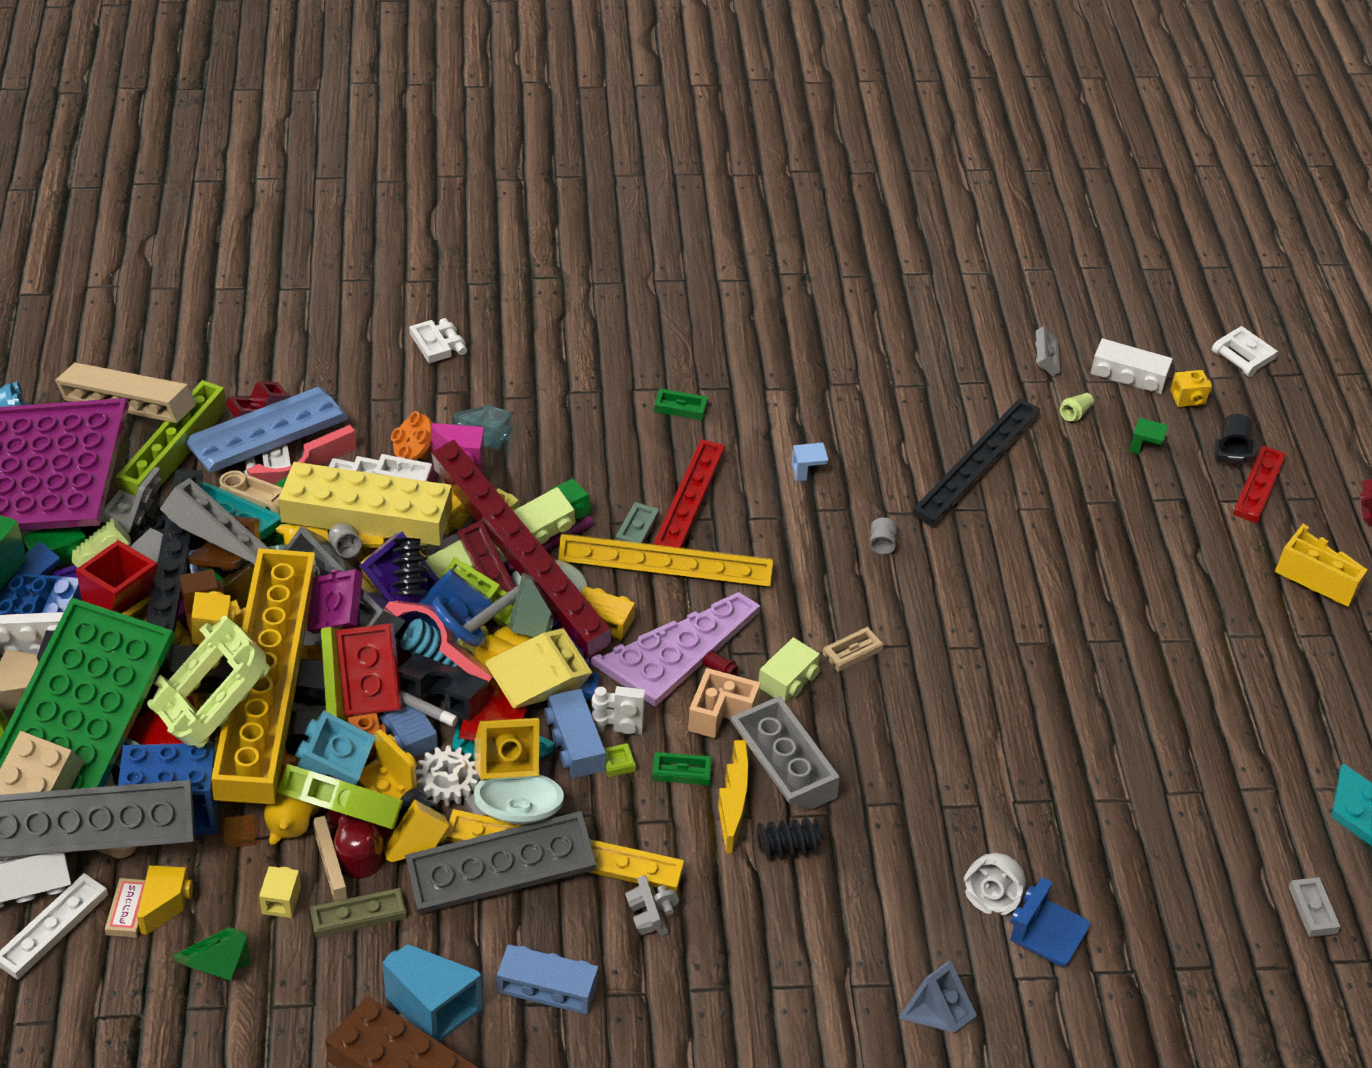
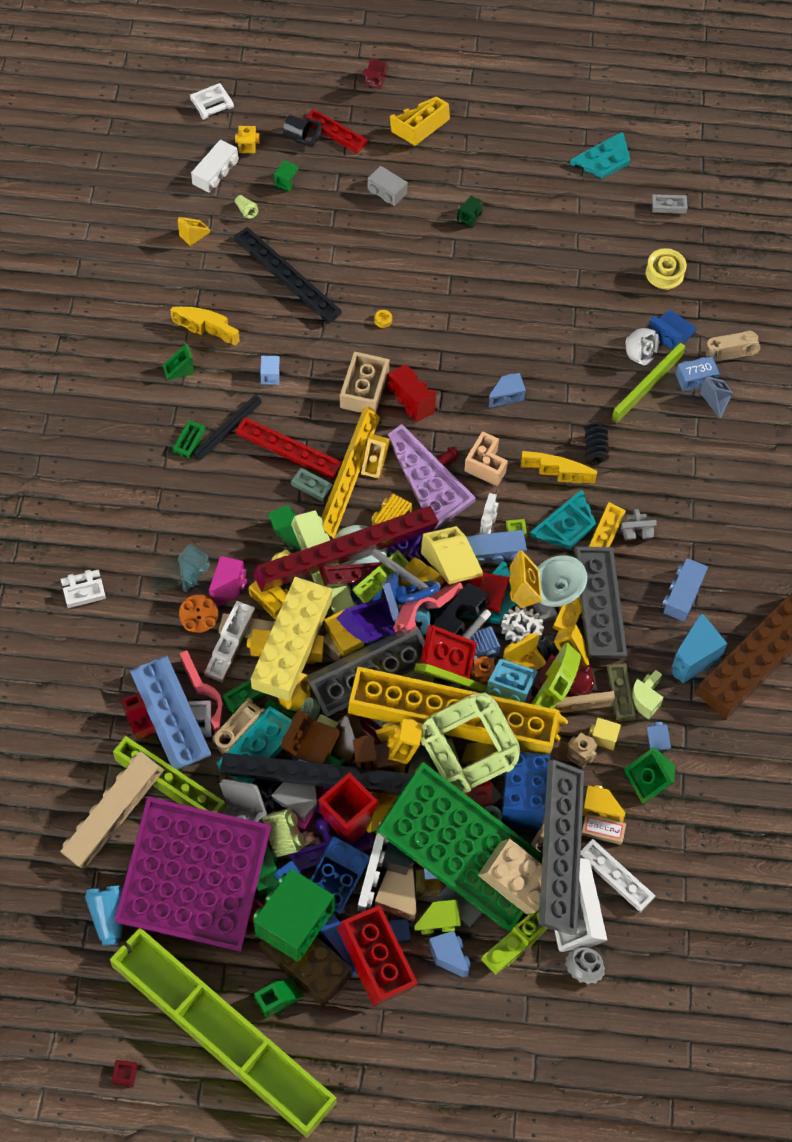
camera: 80 degrees left, 15 degrees up
(201, 515) = (295, 744): light grey slope -> none
(248, 862) = (582, 750): none -> tan brick
(274, 956) = (659, 737): none -> medium blue brick
(335, 600) = (396, 658): magenta plate -> none
(345, 546) = (322, 657): light grey wheel -> none
(349, 935) = (644, 697): none -> yellowish green brick
(409, 567) = (376, 609): black piece -> none
(530, 612) = (403, 552): sand green slope -> none
(640, 818) = (567, 523): none -> teal wing
(682, 772) = (524, 507): green tile -> none
(701, 432) = (227, 427): none -> black axle
(701, 583) = (375, 456): none -> yellow slope
(788, 753) = (535, 429): light grey slope -> none
(789, 670) = (460, 419): yellowish green brick -> none
(792, 379) = (179, 364): none -> green slope
(814, 555) = (364, 382): none -> tan brick
(815, 608) = (411, 393): none -> red wedge
(855, 652) = (441, 395): tan tile -> none
(857, 721) = (507, 391): none -> medium blue slope
(865, 392) = (203, 320): none -> yellow slope
(883, 536) = (348, 342): light grey wheel -> none
(931, 902) = (648, 382): none -> lime tile
(943, 572) = (383, 318): none -> yellow tile
(974, 966) = (692, 373): none -> medium blue brick
(1014, 358) = (192, 230): none -> yellow slope
(1045, 1016) = (733, 346): none -> tan piece
(1047, 351) = (182, 208): light grey plate -> none
(1167, 922) = (666, 268): none -> light yellow wheel
(1179, 646) = (471, 210): none -> dark green brick
(1180, 545) = (387, 185): none -> light grey brick

